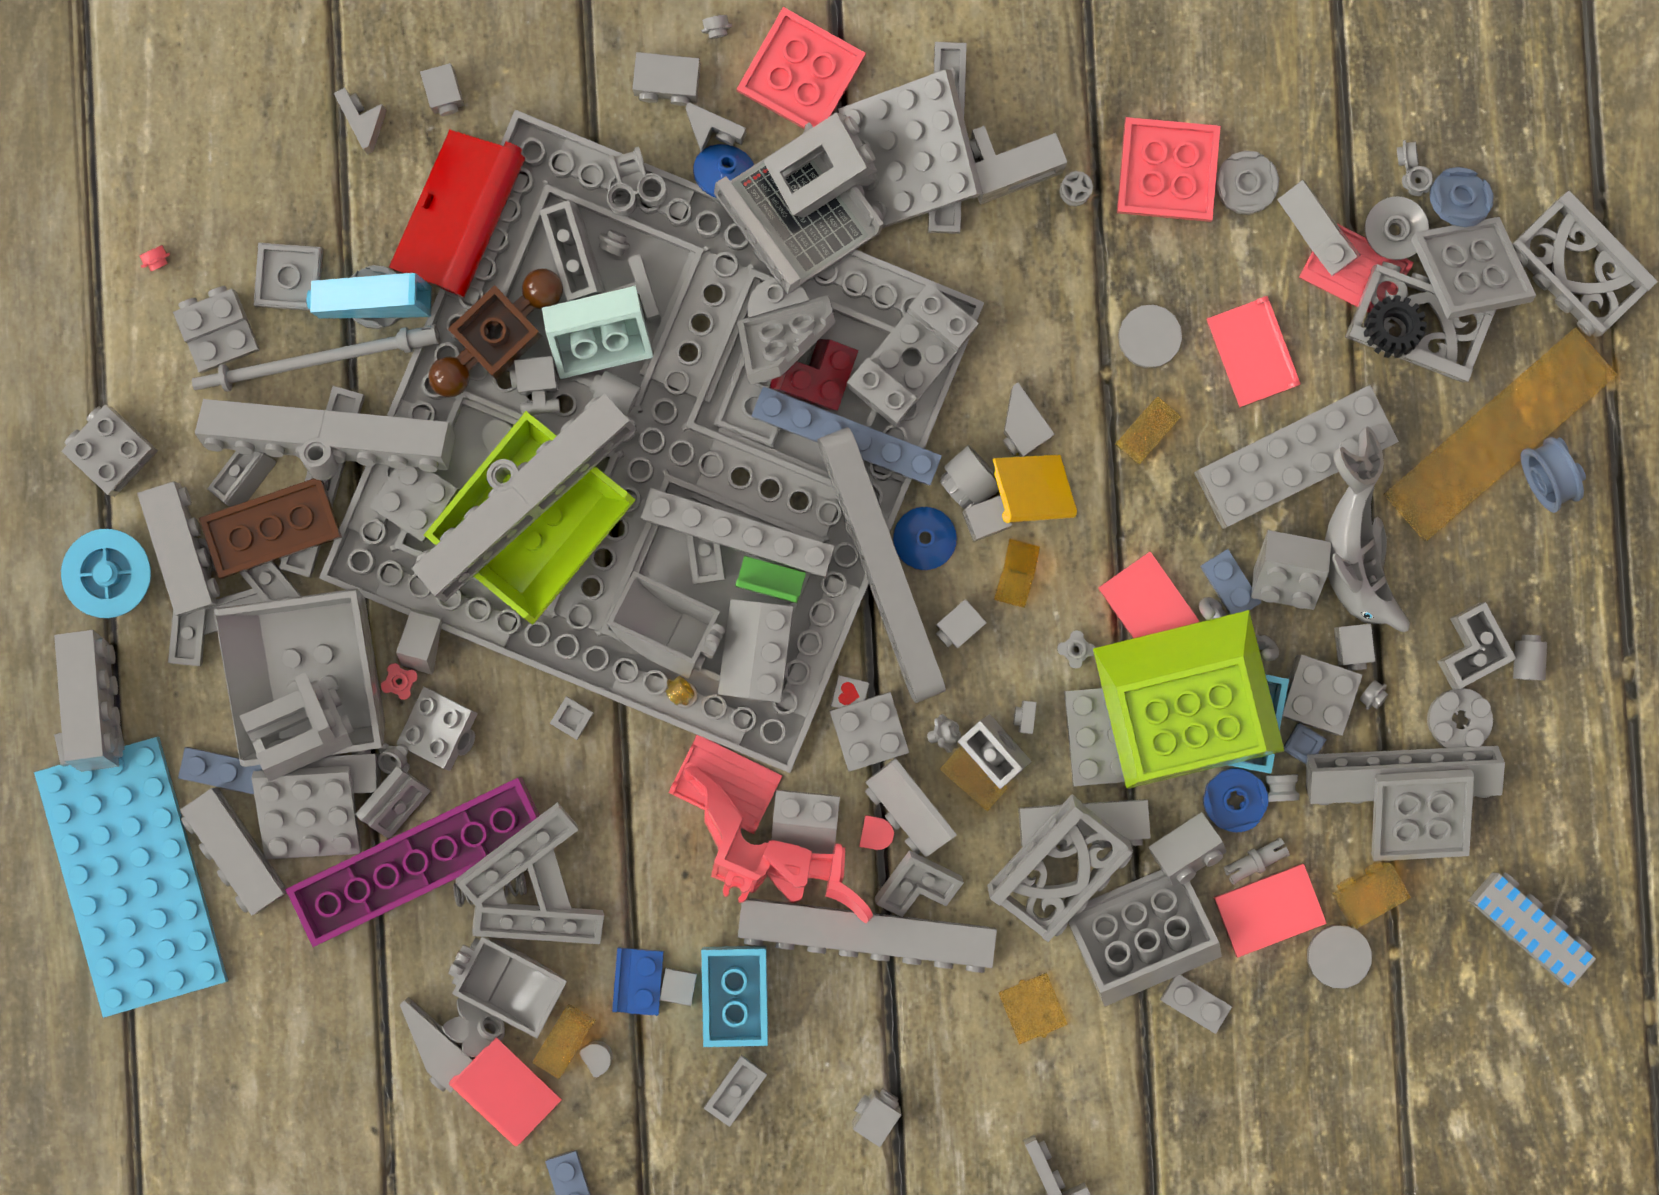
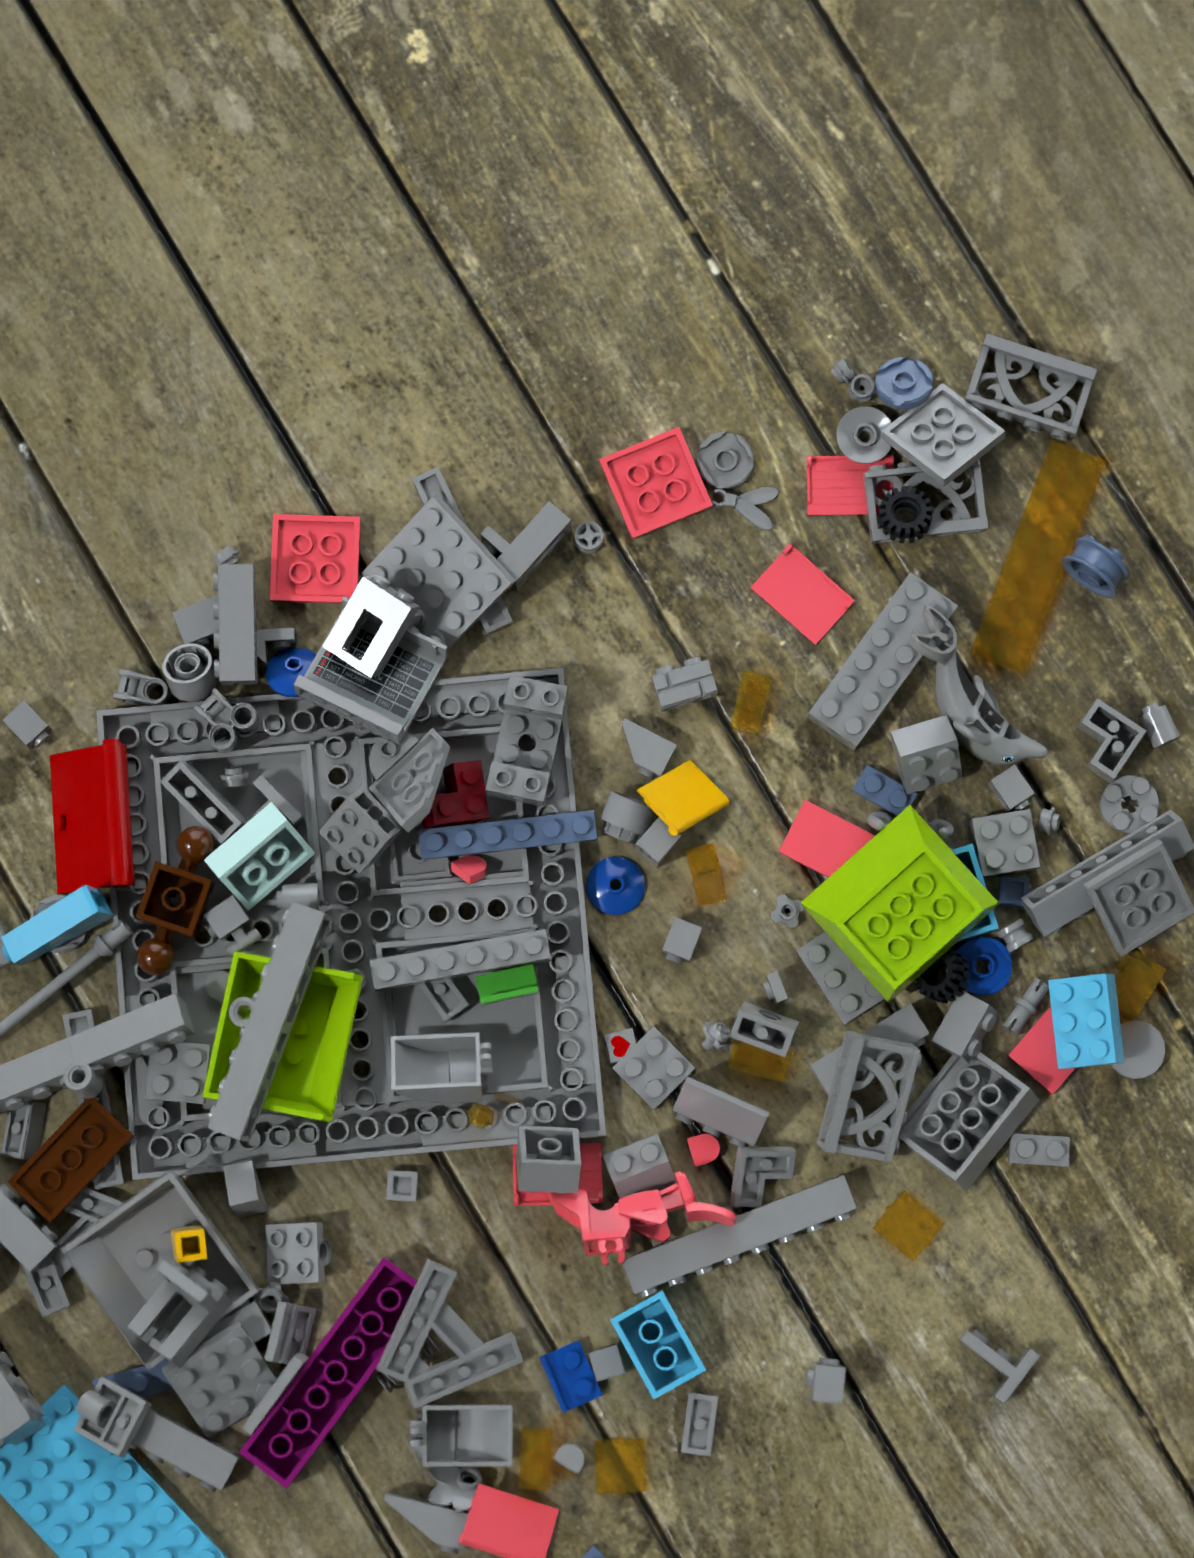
camera: 30 degrees left, 5 degrees down
(183, 791) = (111, 1416): none -> light grey plate
(338, 668) = (189, 1243): none -> yellow brick
(348, 851) = (275, 1392): none -> light grey tile
(404, 688) = (250, 1235): coral plate -> none
(566, 108) = (136, 689): none -> light grey piece
(623, 119) = (190, 672): none -> light grey piece
(640, 1089) = (620, 1465): none -> clear yellow piece
(692, 95) = (237, 624): none -> light grey brick
(707, 357) = (361, 829): none -> light grey brick
(722, 767) = (548, 1159): none -> light grey brick
(755, 650) = (525, 1049): light grey slope -> none
(793, 449) = (469, 868): none -> coral tile
(881, 564) = (591, 925): light grey beam -> none
(1092, 379) = (684, 685): none -> light grey brick
(1150, 336) = (712, 625): light grey tile -> none
(1200, 801) = (951, 984): none -> black tyre
(1246, 235) = (747, 503): none -> light grey piece
(1307, 907) = (1086, 1021): none -> medium azure brick
(1318, 228) = (802, 468): light grey slope -> none

